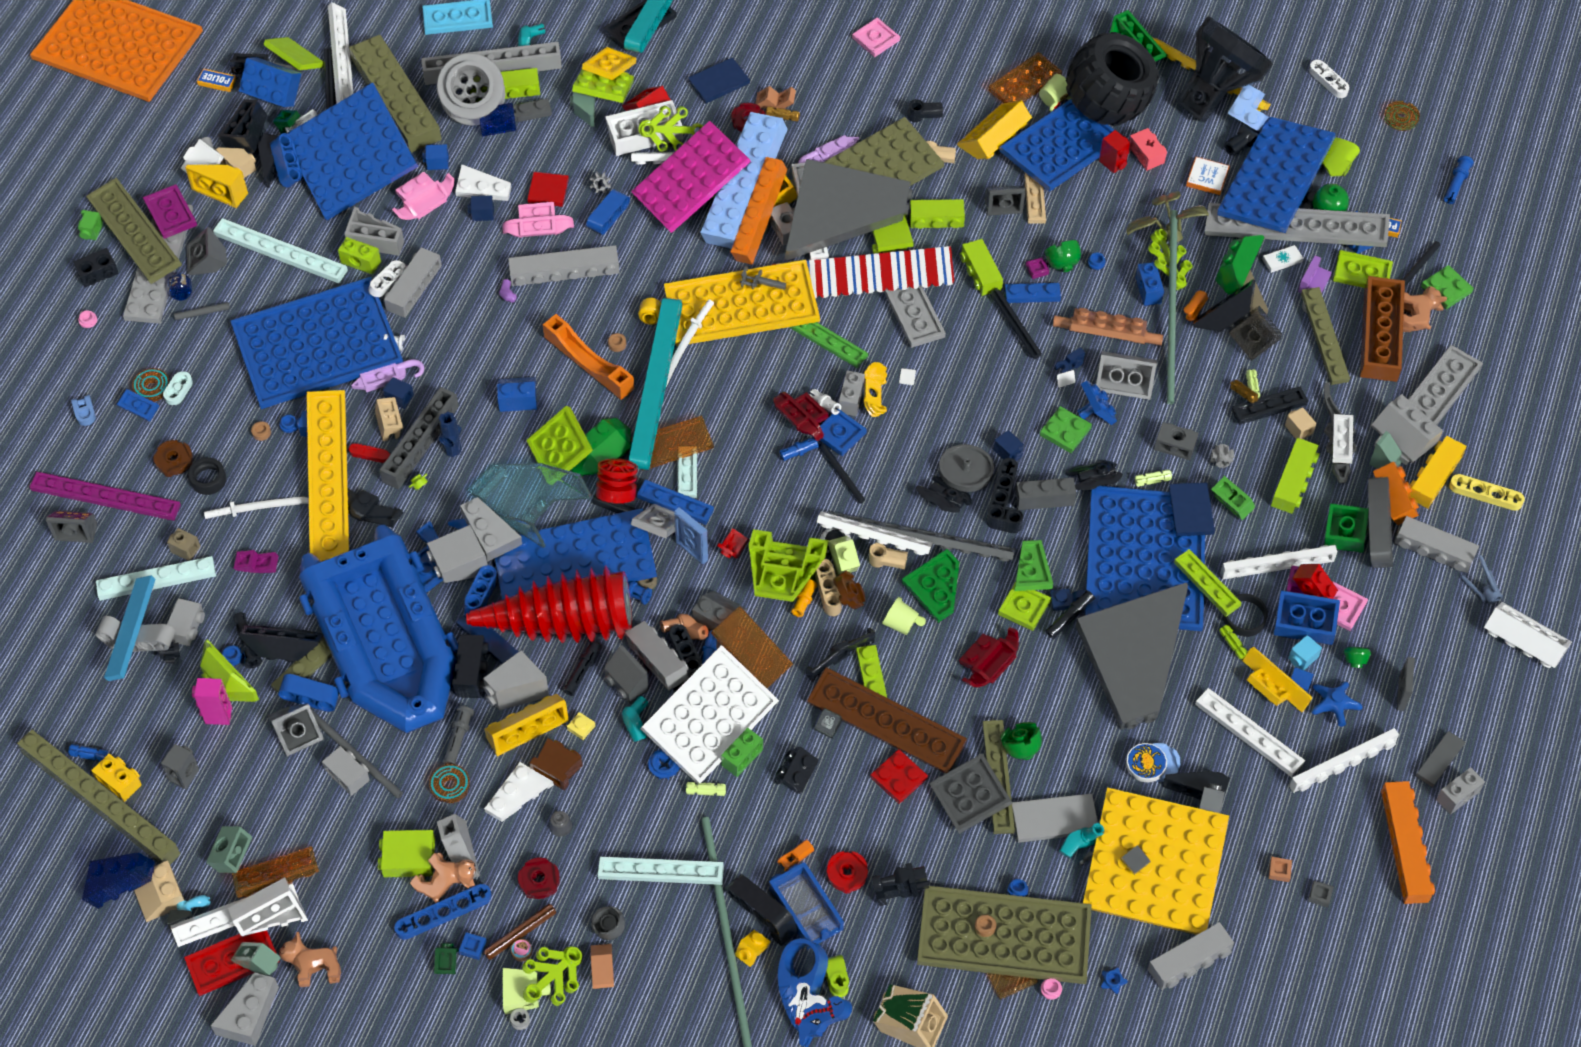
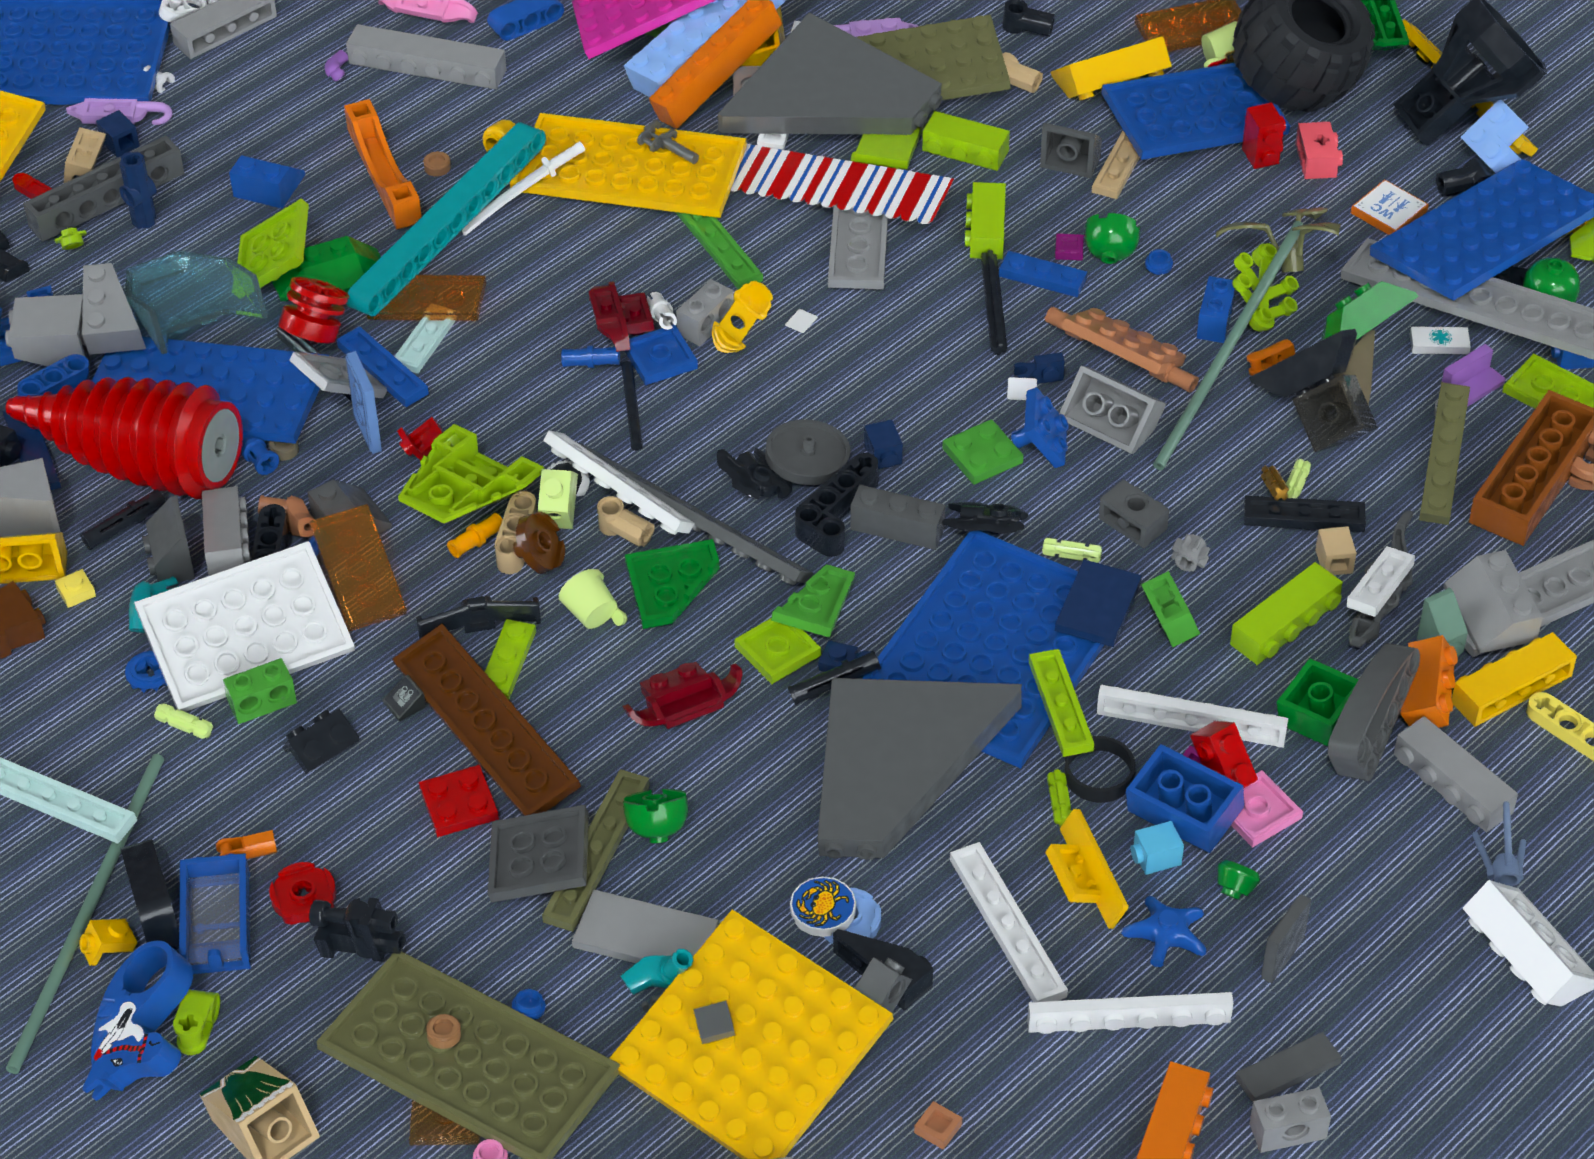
camera: 25 degrees right, 10 degrees down
(1302, 678) = (1134, 883): blue tile -> none

